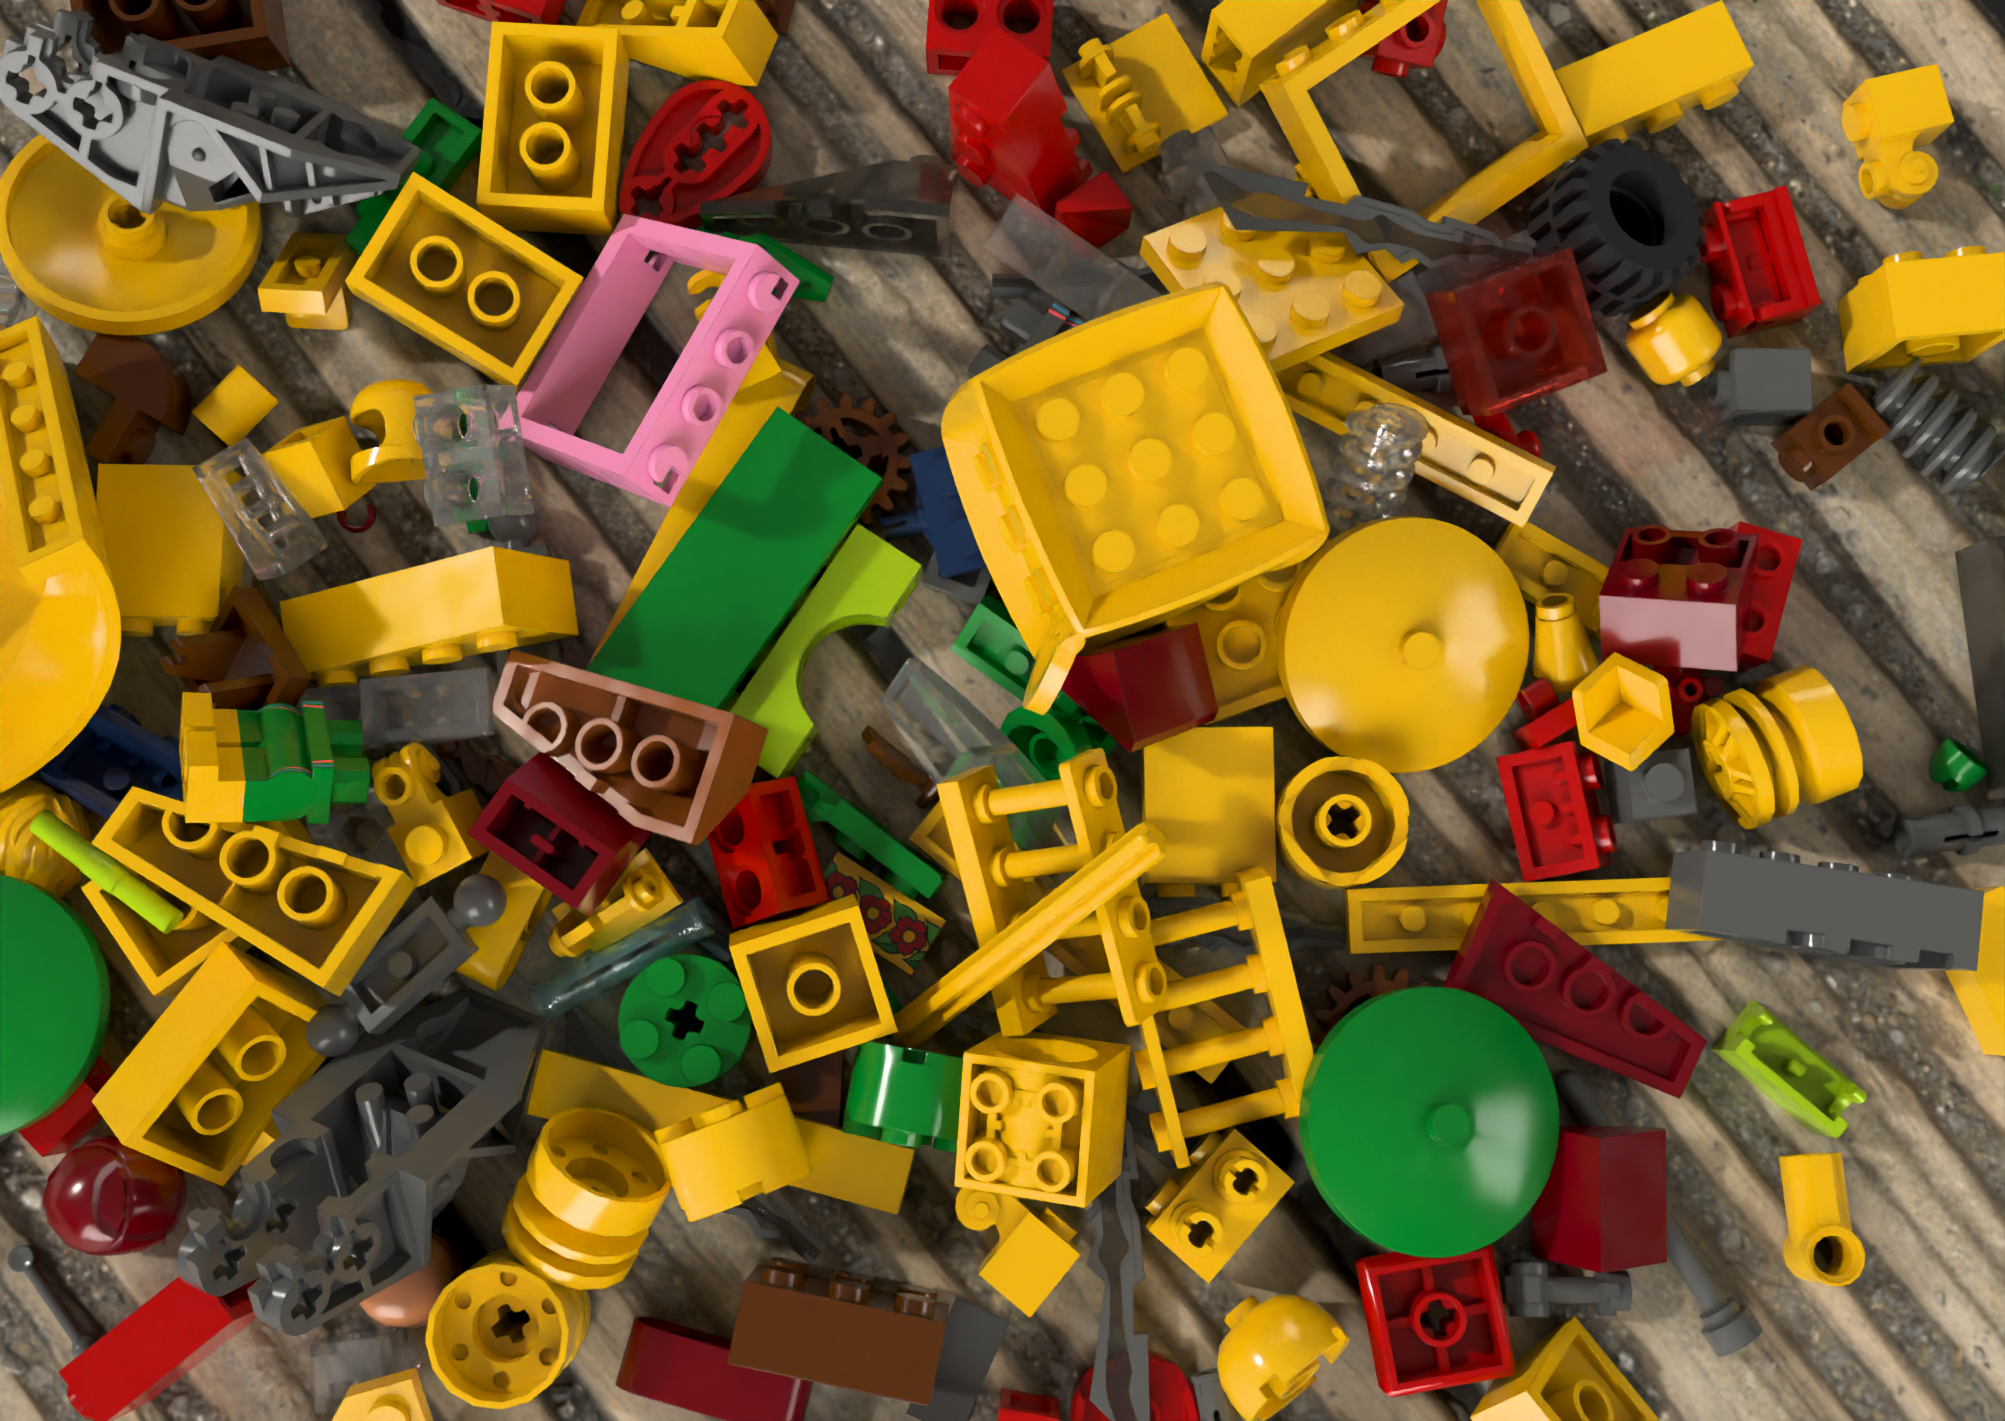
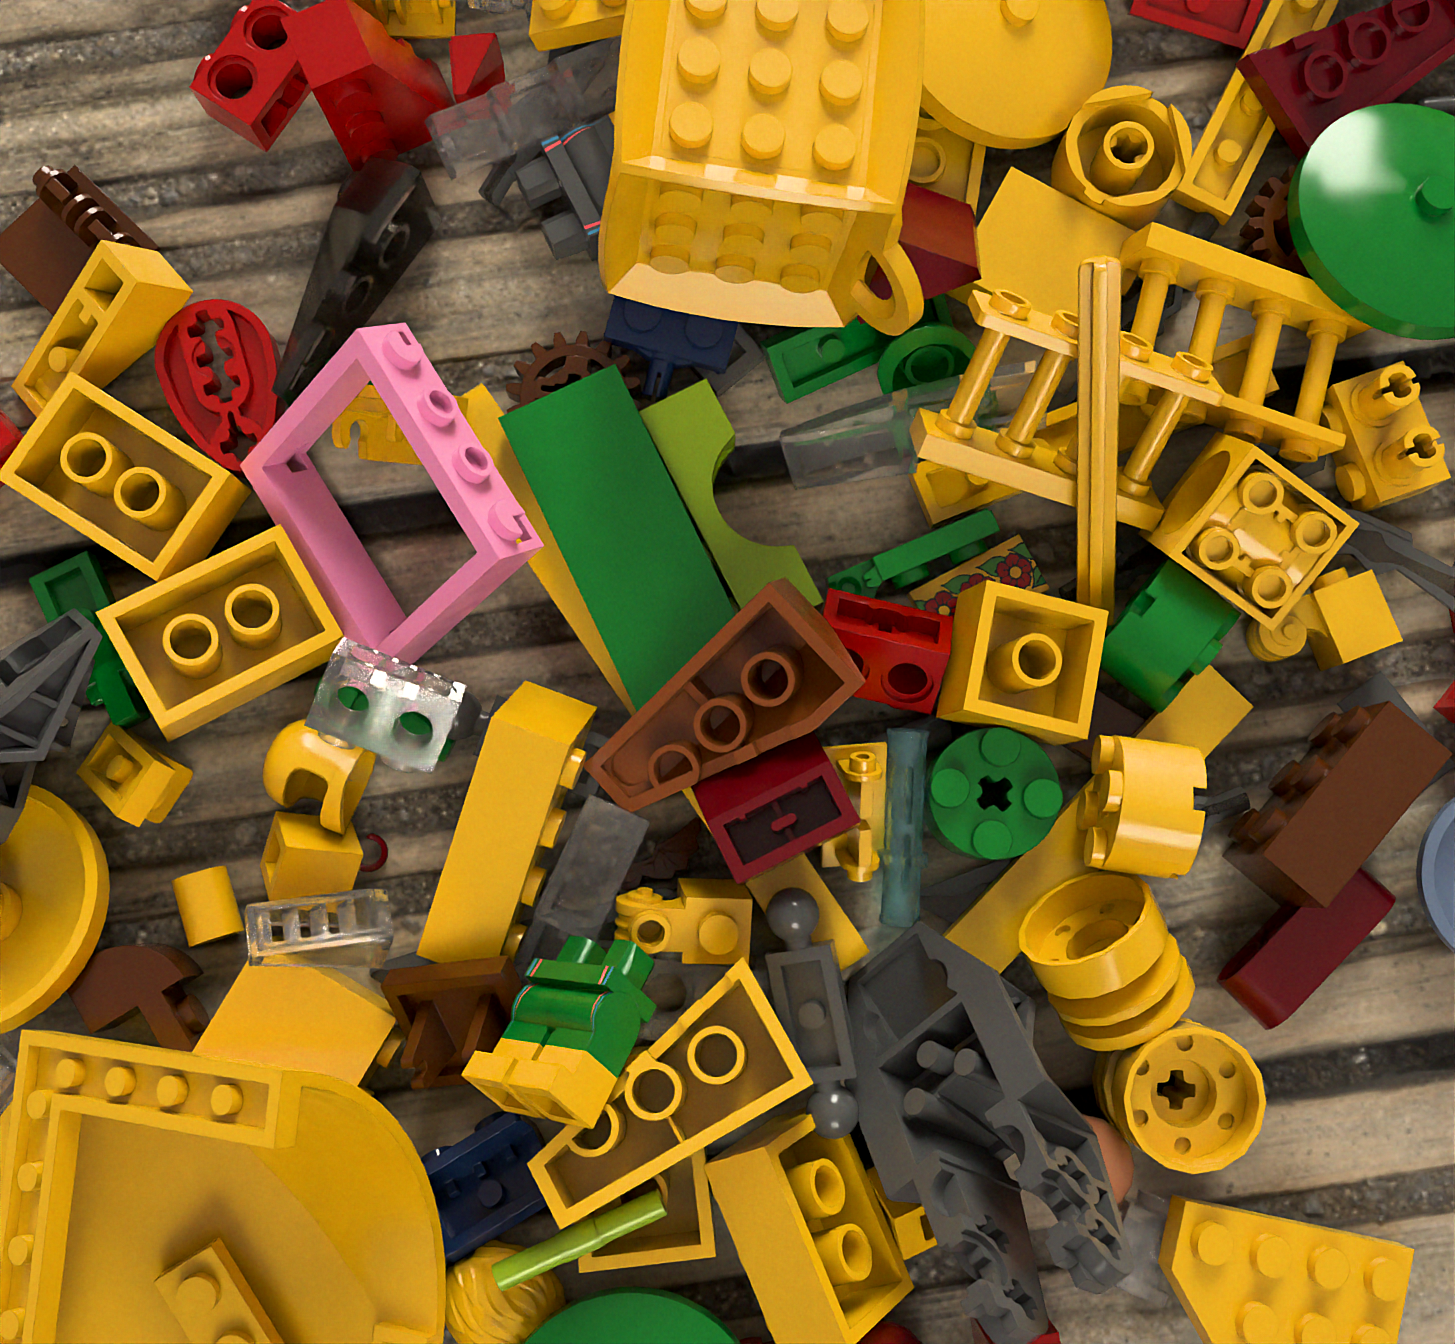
camera: 60 degrees left, 0 degrees up
(900, 766) = (866, 499): reddish brown piece -> none

